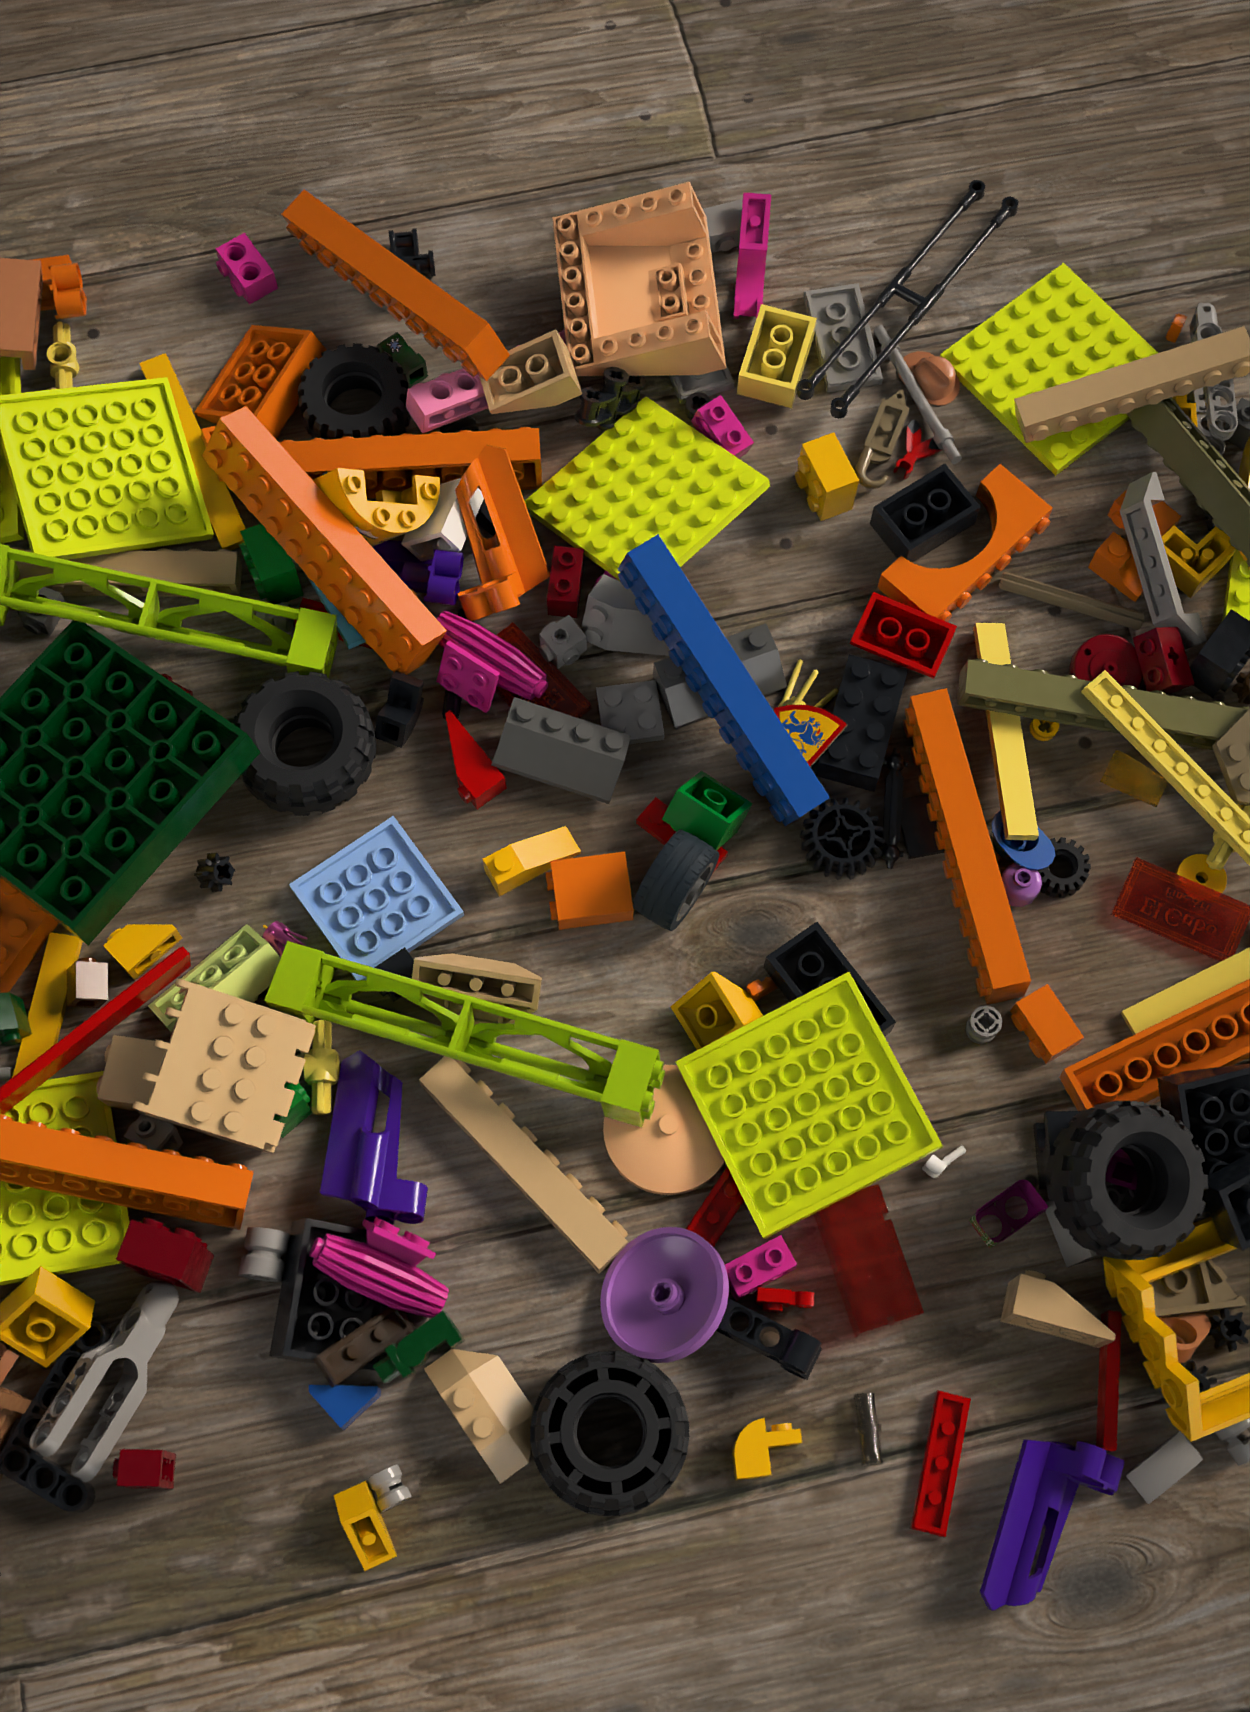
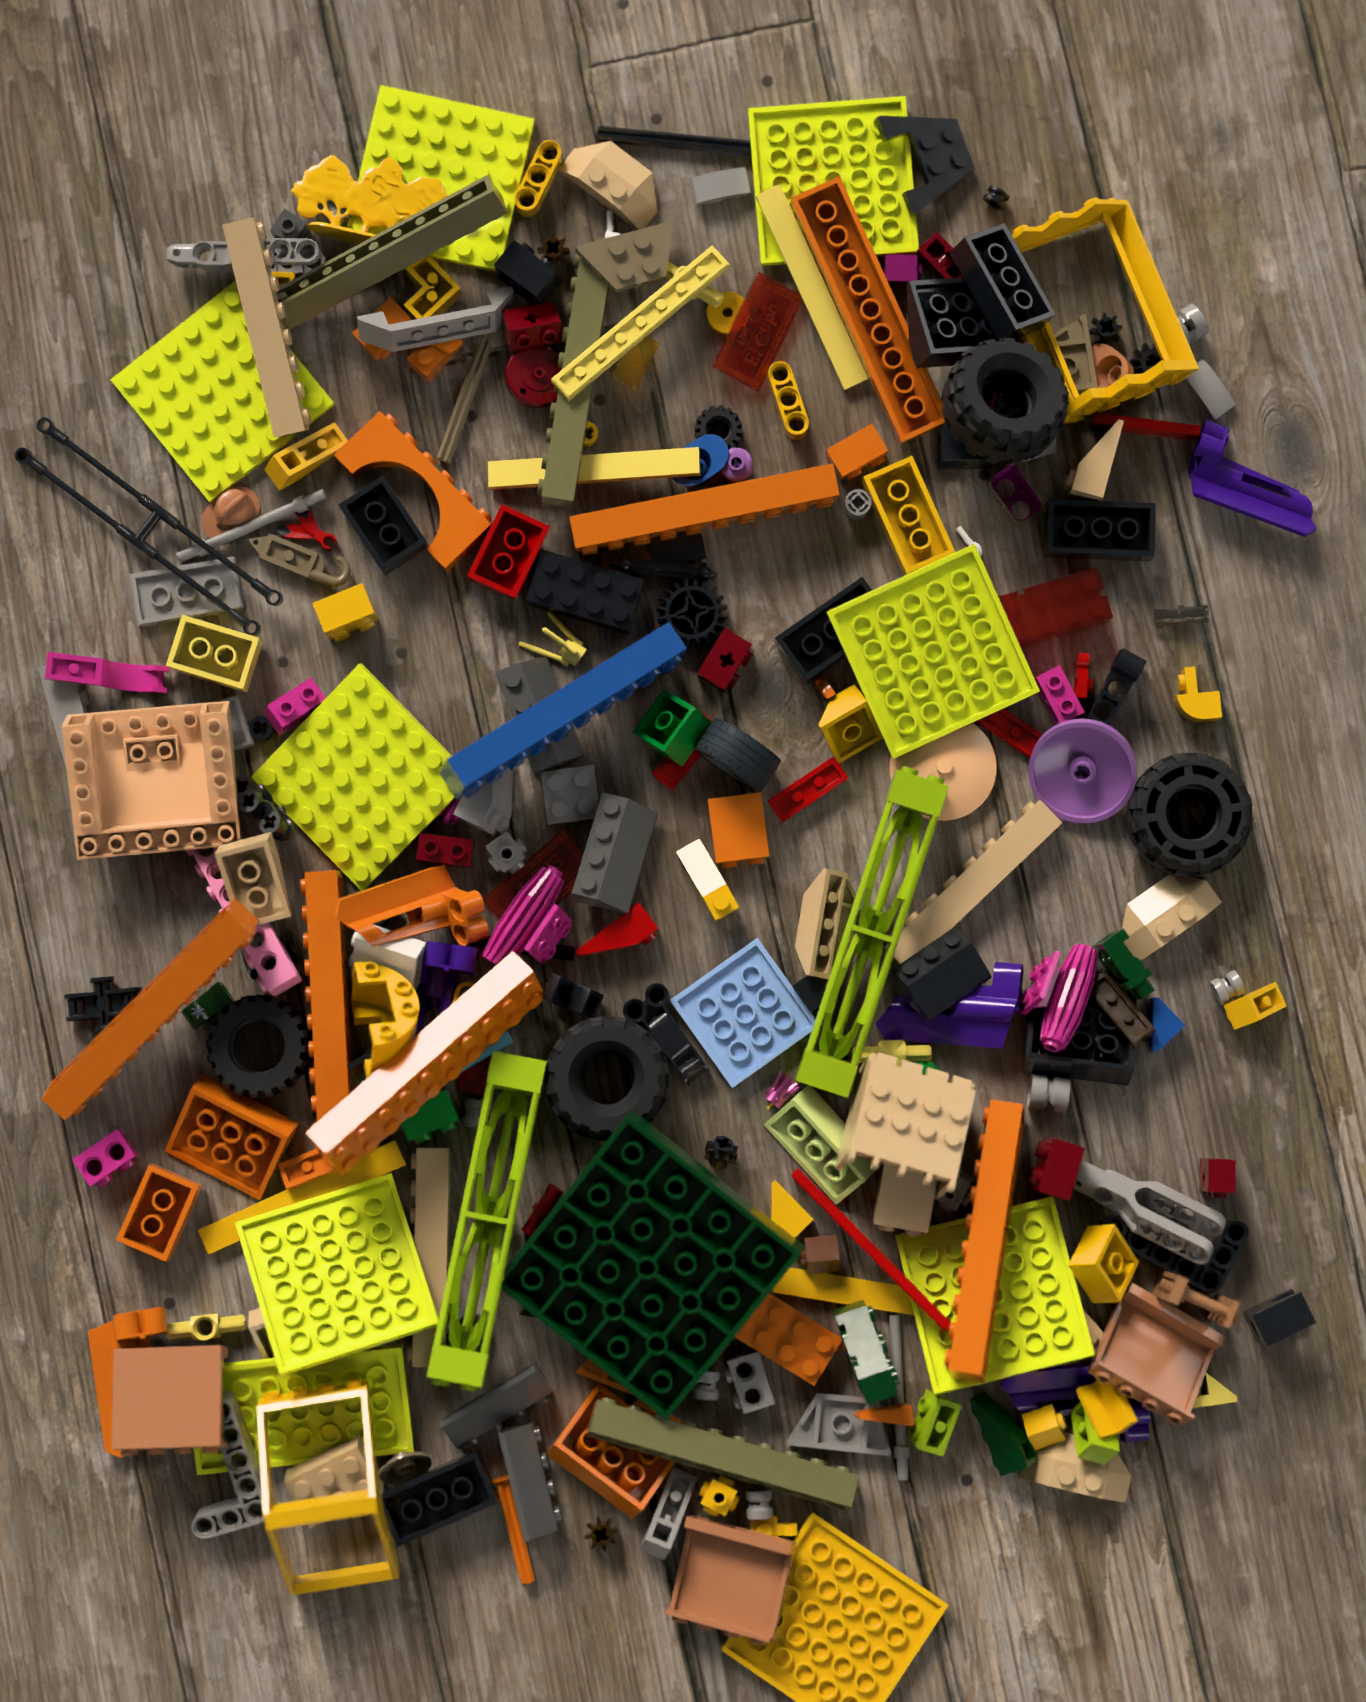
camera: 90 degrees left, 15 degrees up
(184, 313) = (159, 1212): none -> orange brick
(356, 813) = (668, 1035): none -> black piece
(412, 1117) = (940, 974): none -> black slope
(638, 969) = (807, 789): none -> red plate
(779, 862) = (726, 645): none -> dark red brick
(810, 728) = (599, 639): shield -> none
(940, 1464) = (1205, 561): red tile -> none
(971, 1319) = (1099, 530): none -> black brick
(977, 1079) = (907, 515): none -> yellow brick
(995, 439) = (304, 456): none -> yellow slope
(1115, 937) = (788, 413): none -> yellow beam
(1176, 328) = (182, 279): orange tile -> none

